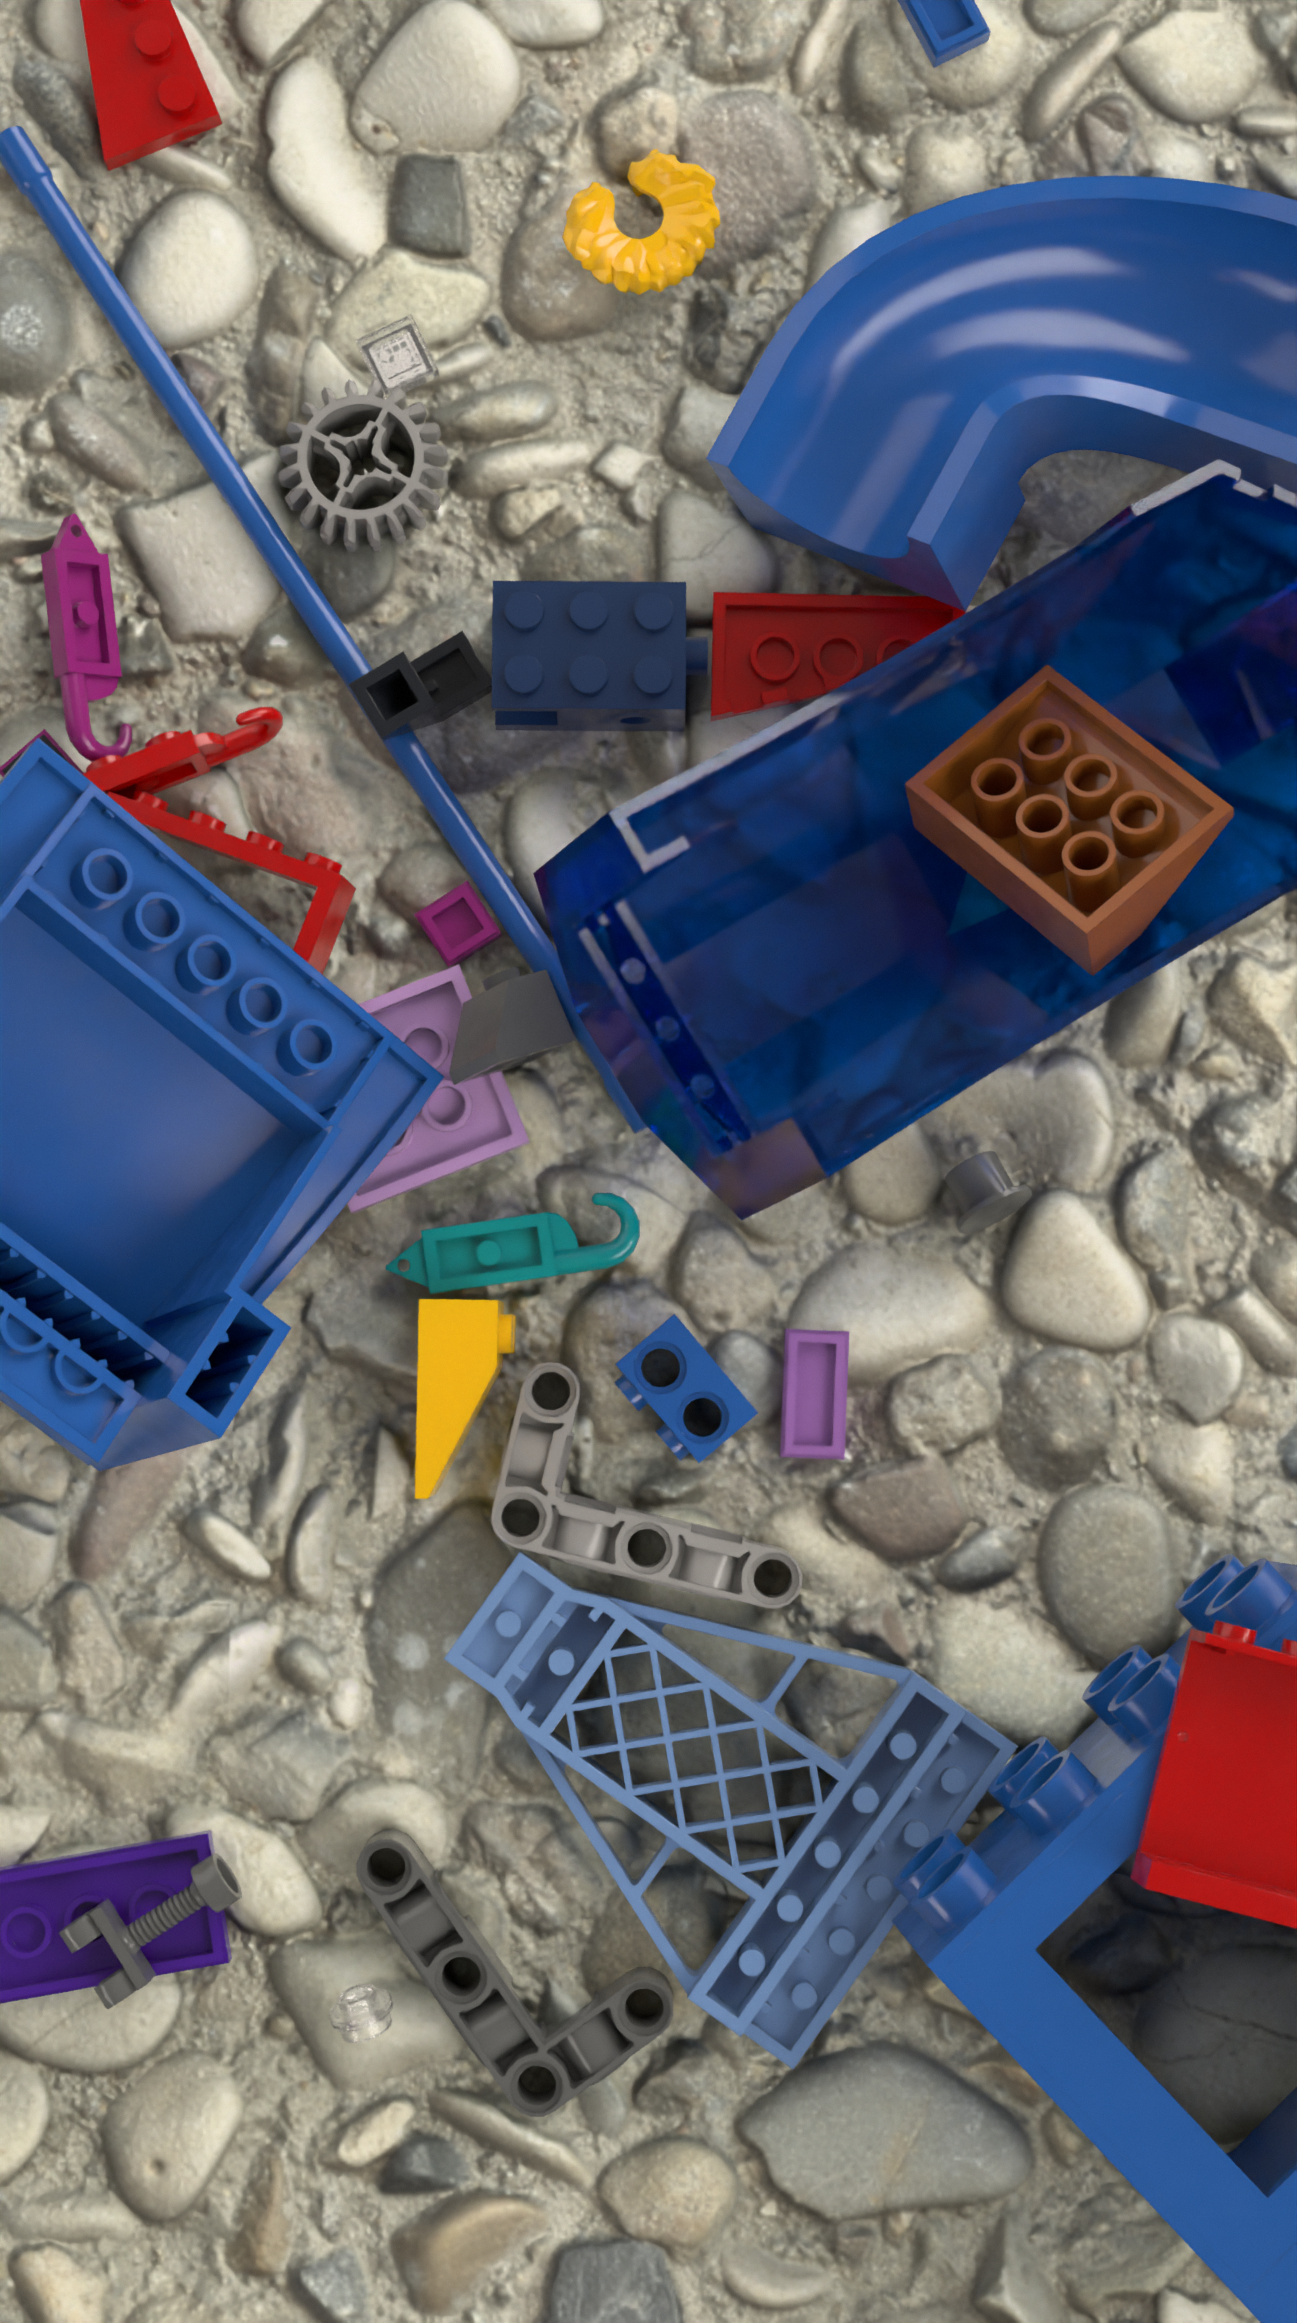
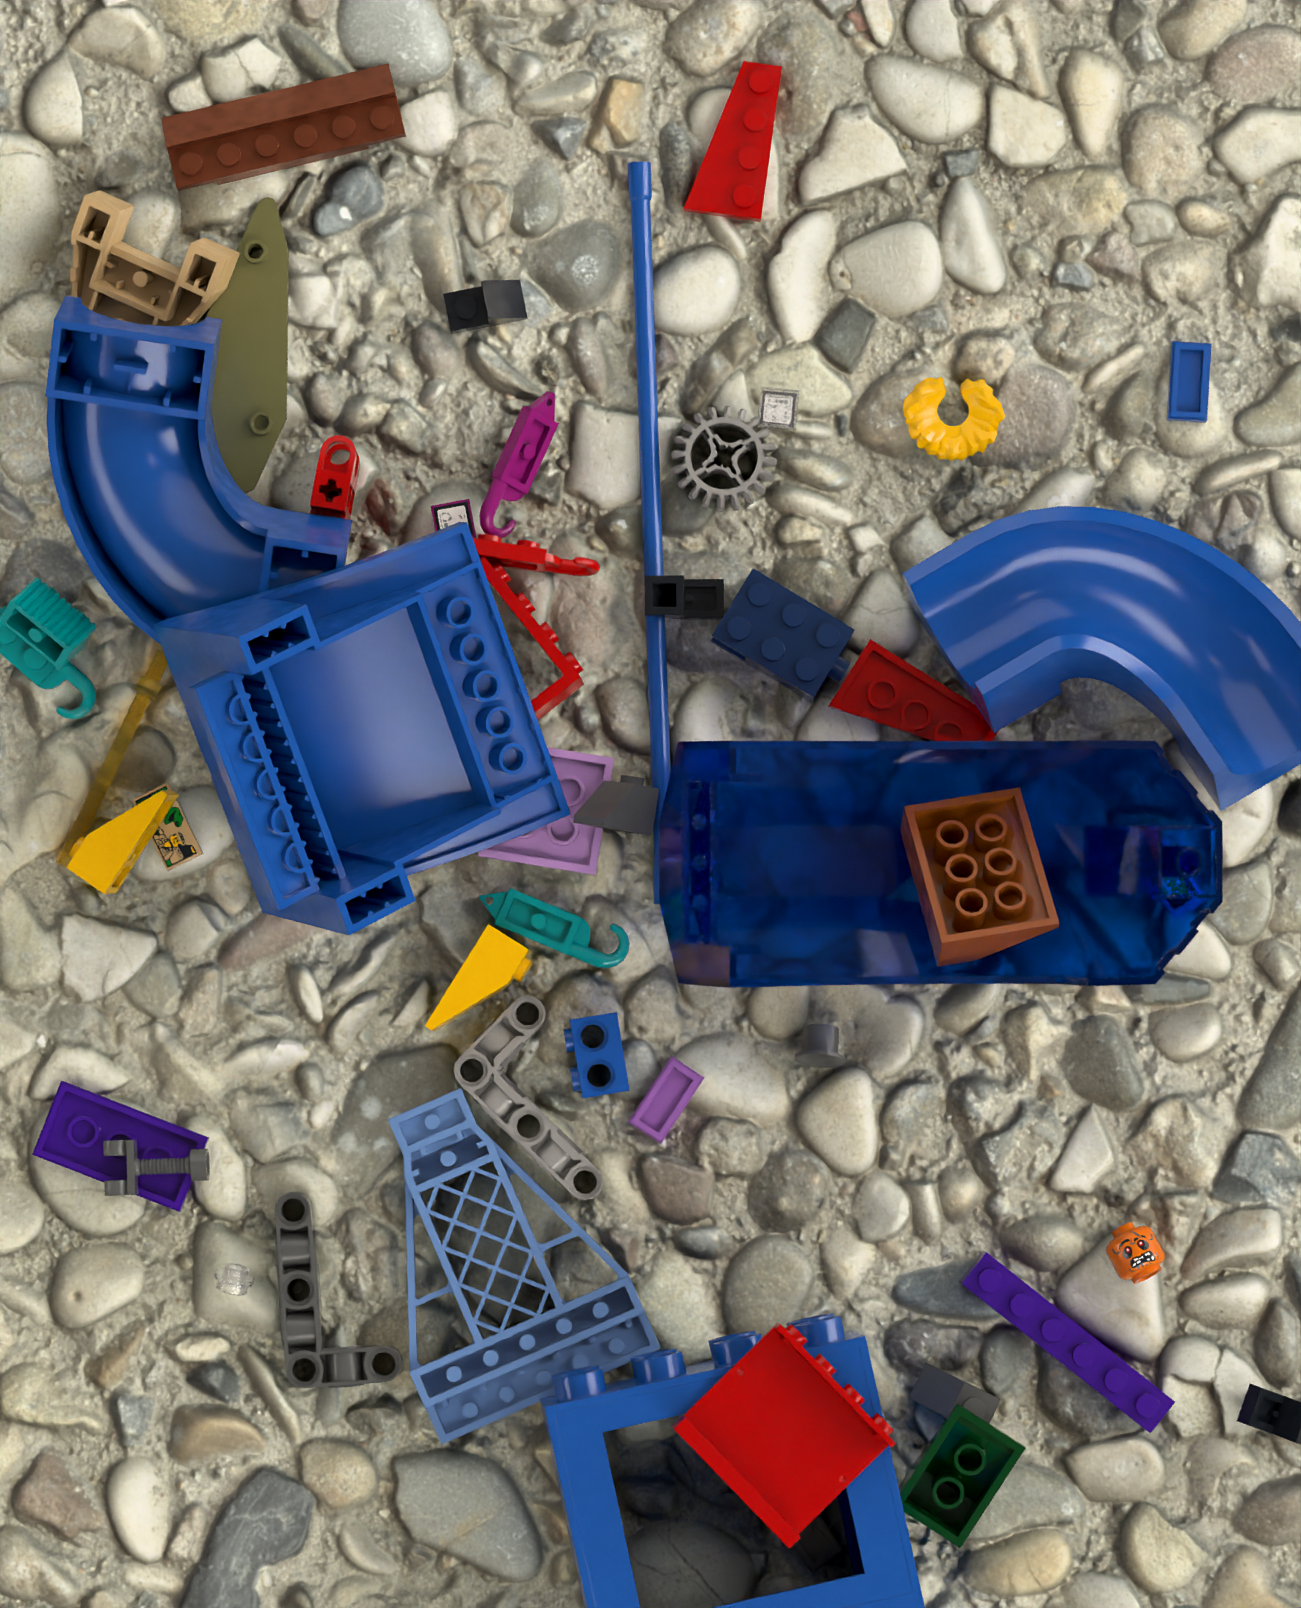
camera: 30 degrees right, 0 degrees up
(458, 925) = (627, 735): magenta tile -> none

